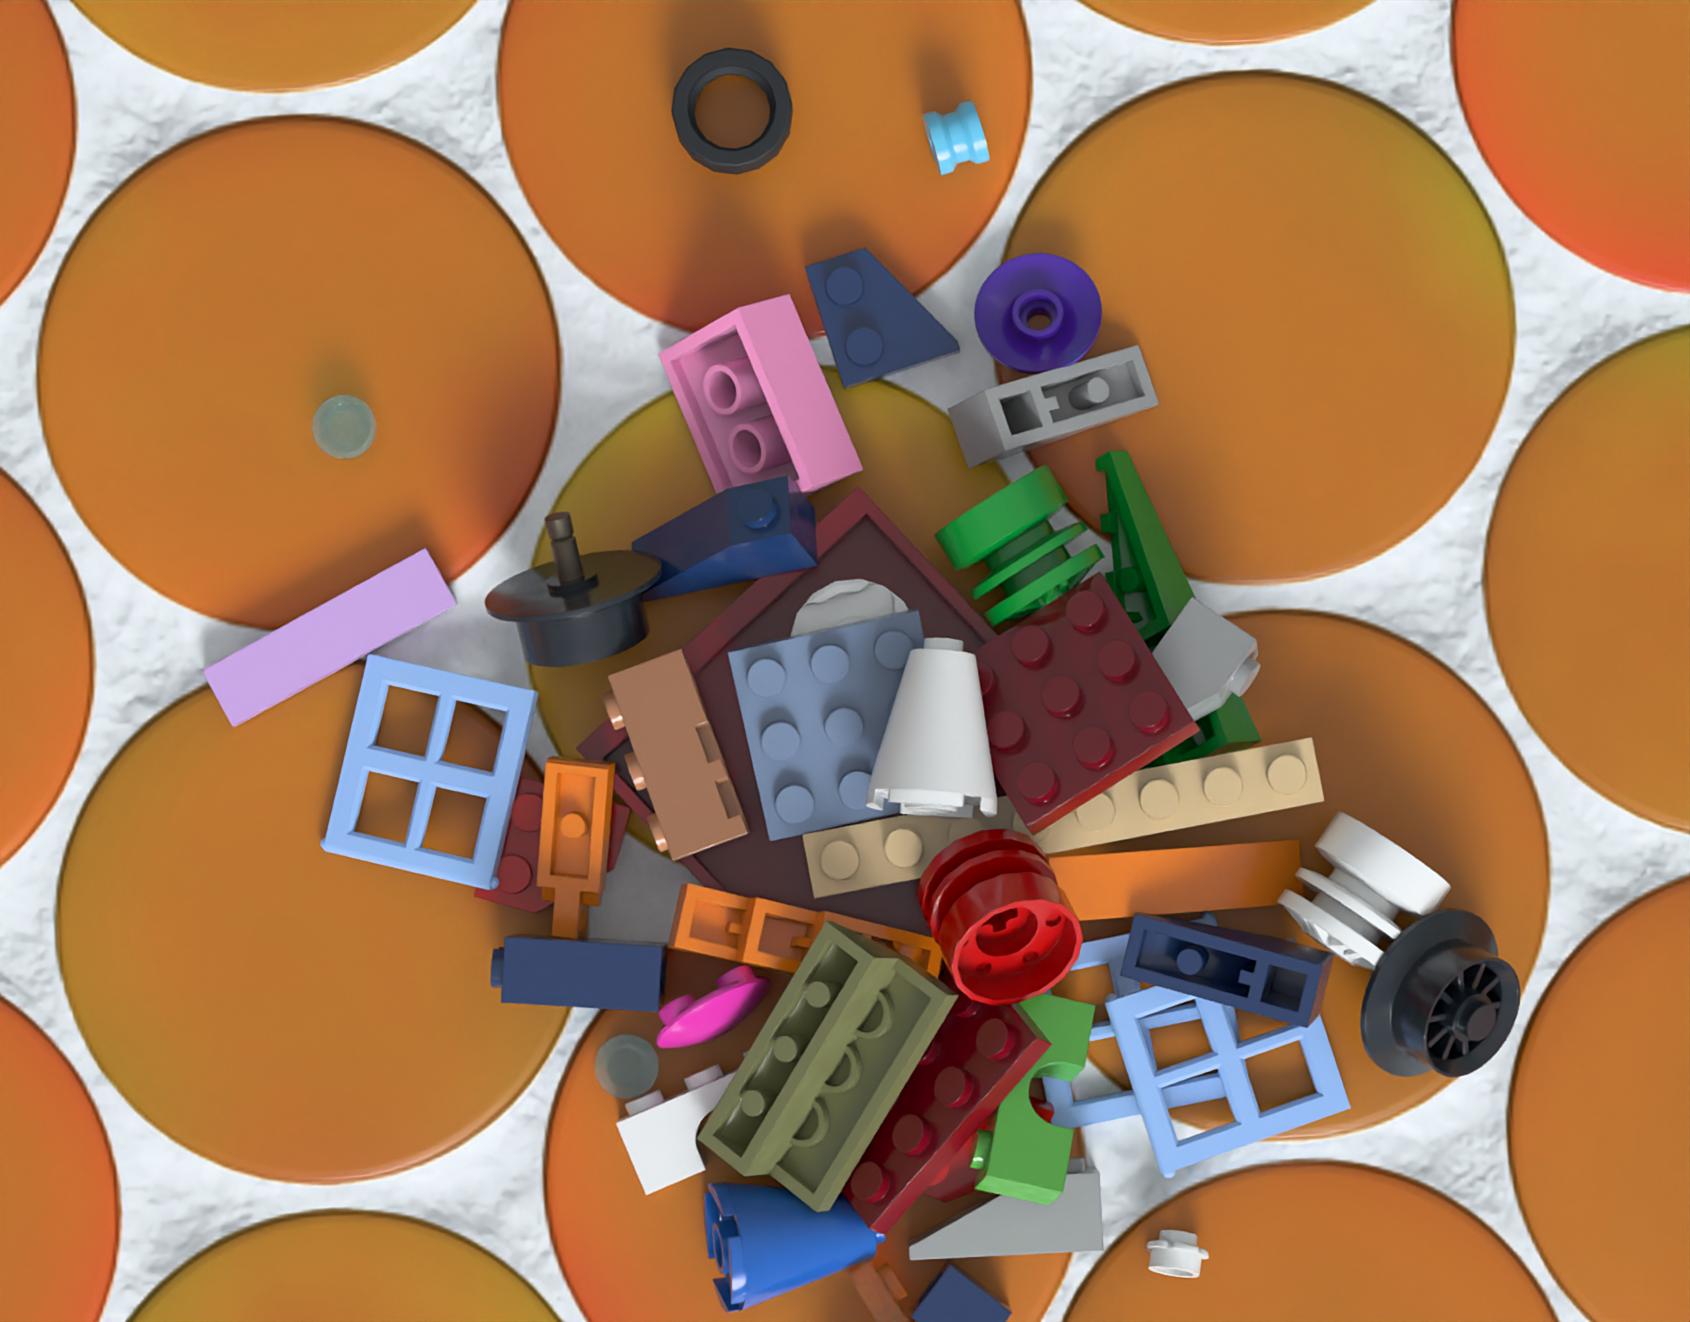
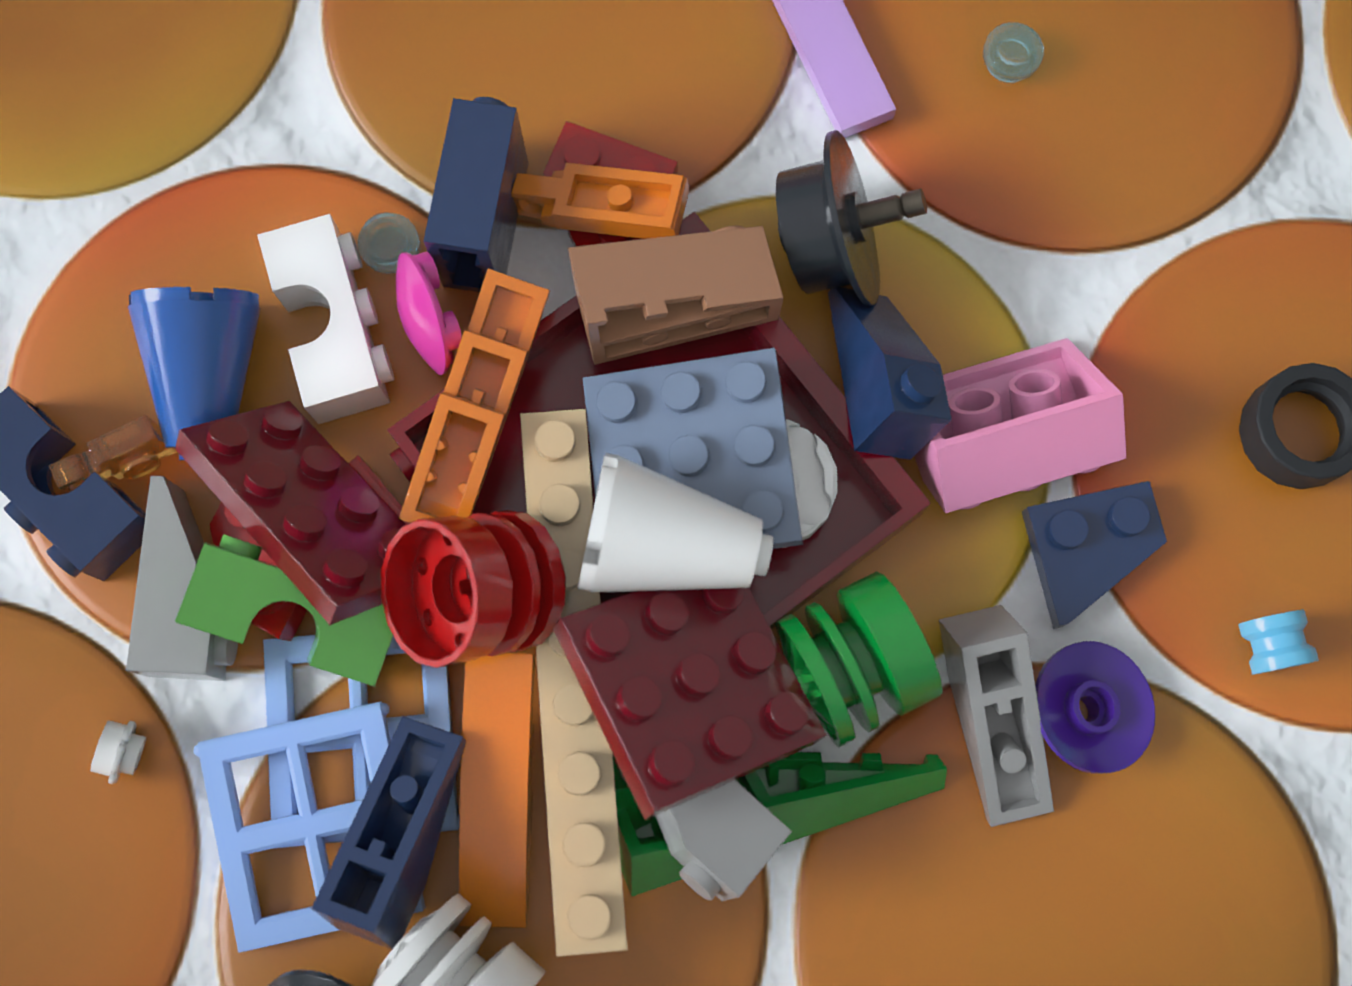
camera: 95 degrees right, 10 degrees down
(430, 771) = (666, 144): light blue window -> none
(828, 1065) = (351, 405): olive slope -> none

